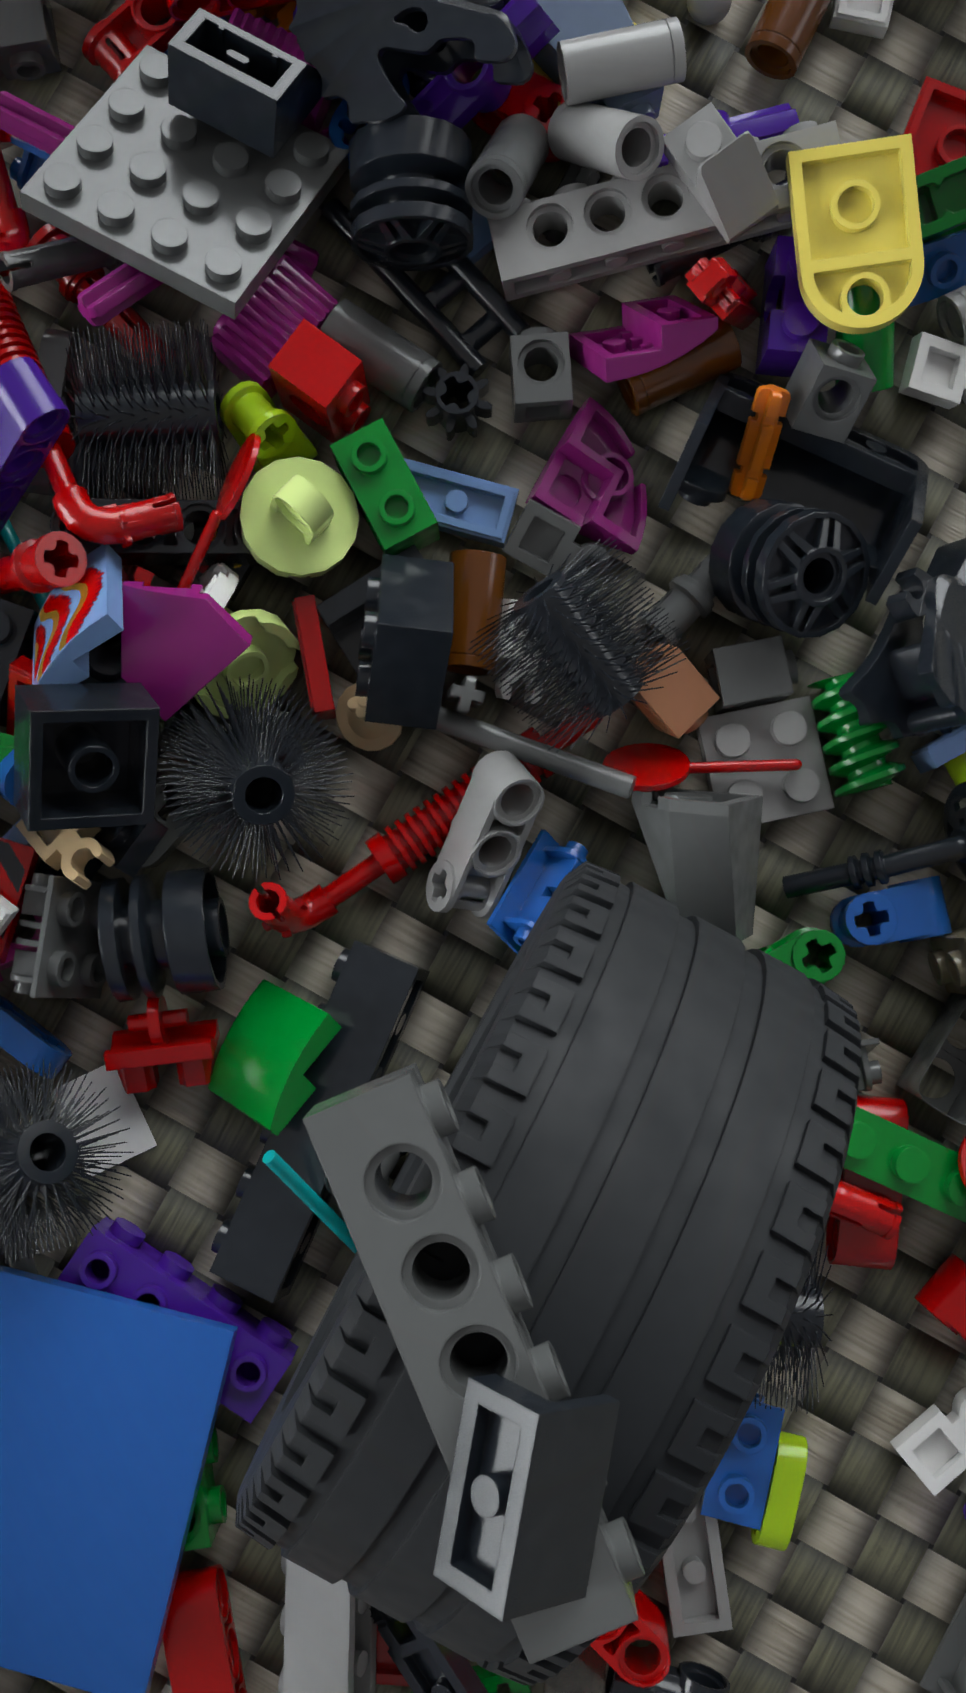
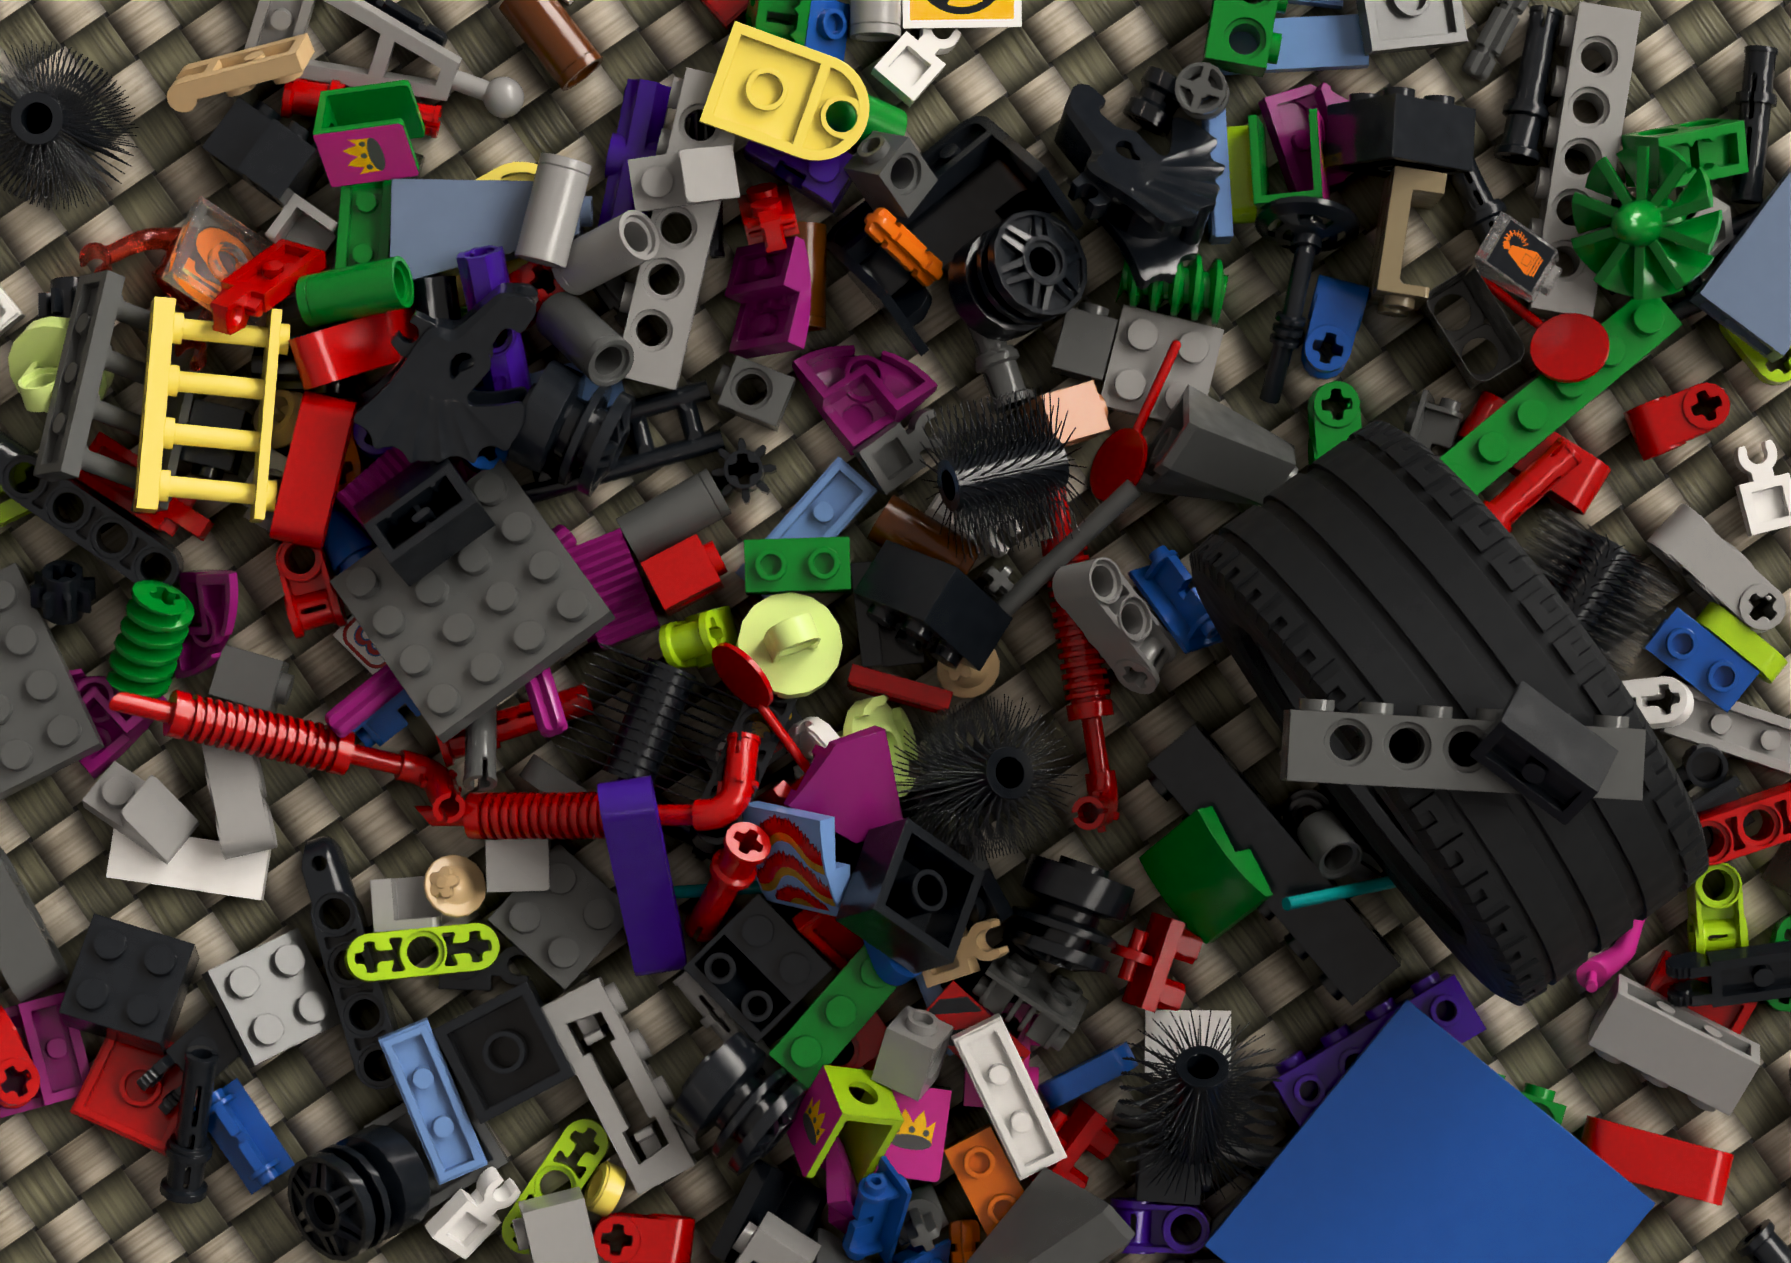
camera: 65 degrees left, 0 degrees up
(842, 1431) = (1715, 568): none -> light grey piece

